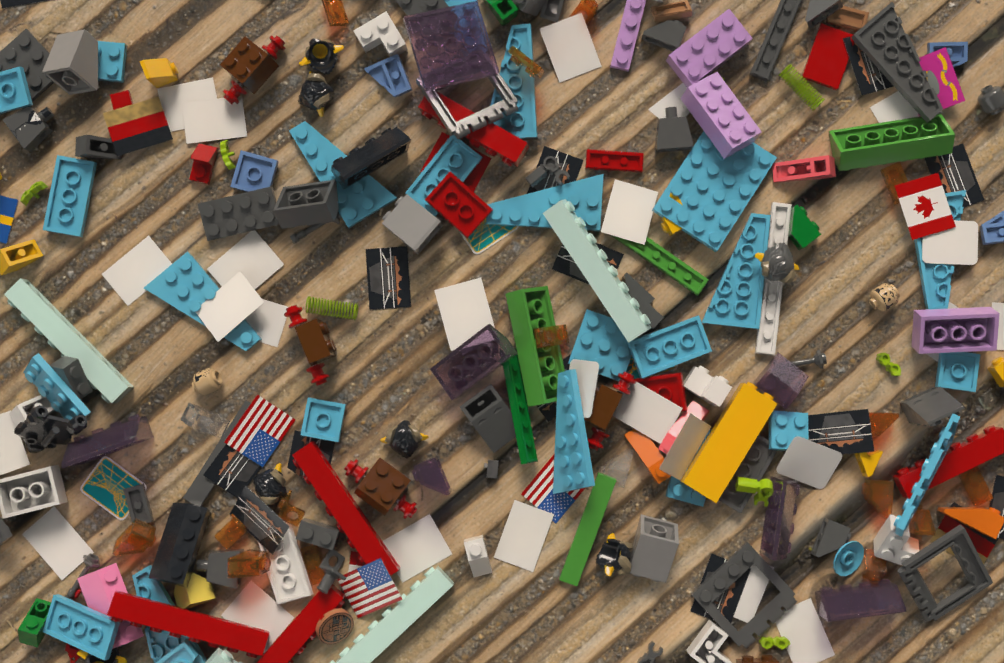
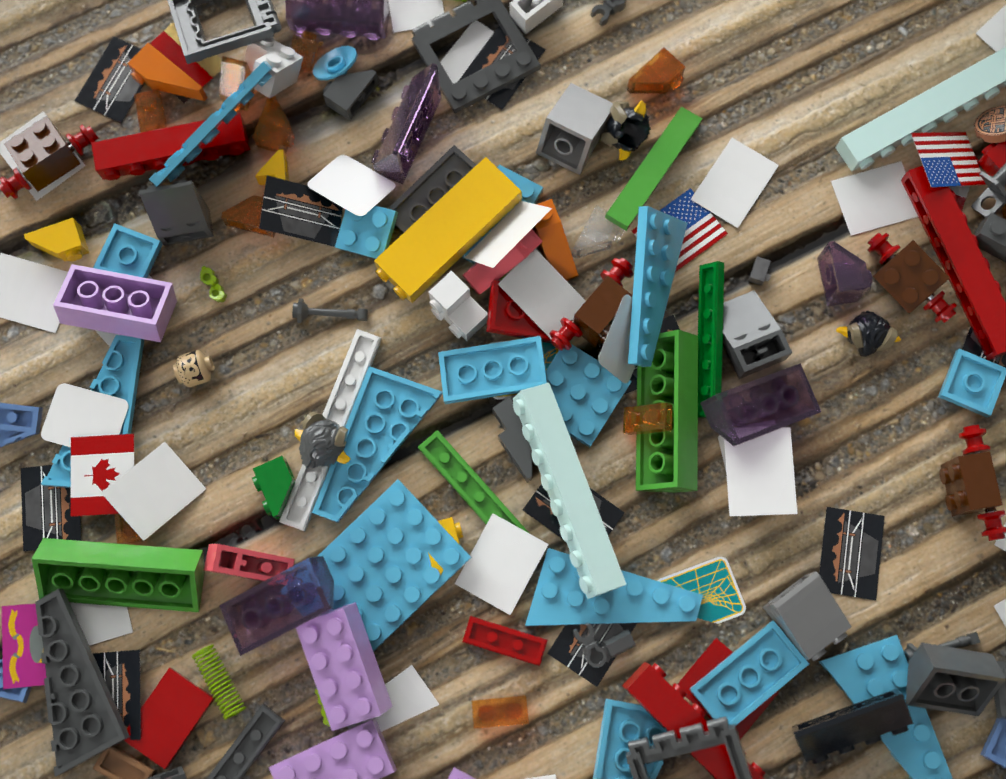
camera: 165 degrees left, 10 degrees down
(333, 306) = (909, 515): lime piece -> none
(458, 204) = (737, 628): red tile -> none
(477, 556) = (800, 171): white slope -> none
(600, 607) = (657, 75): none -> clear orange slope
(606, 112) = (500, 712): none -> clear orange plate
(673, 133) = (415, 660): dark grey torso -> none
(763, 488) = (422, 165): lime bar -> none
(775, 143) = (279, 604): none -> clear purple slope
(781, 380) = (358, 293): slope -> none
(885, 204) = (153, 491): none -> white sticker

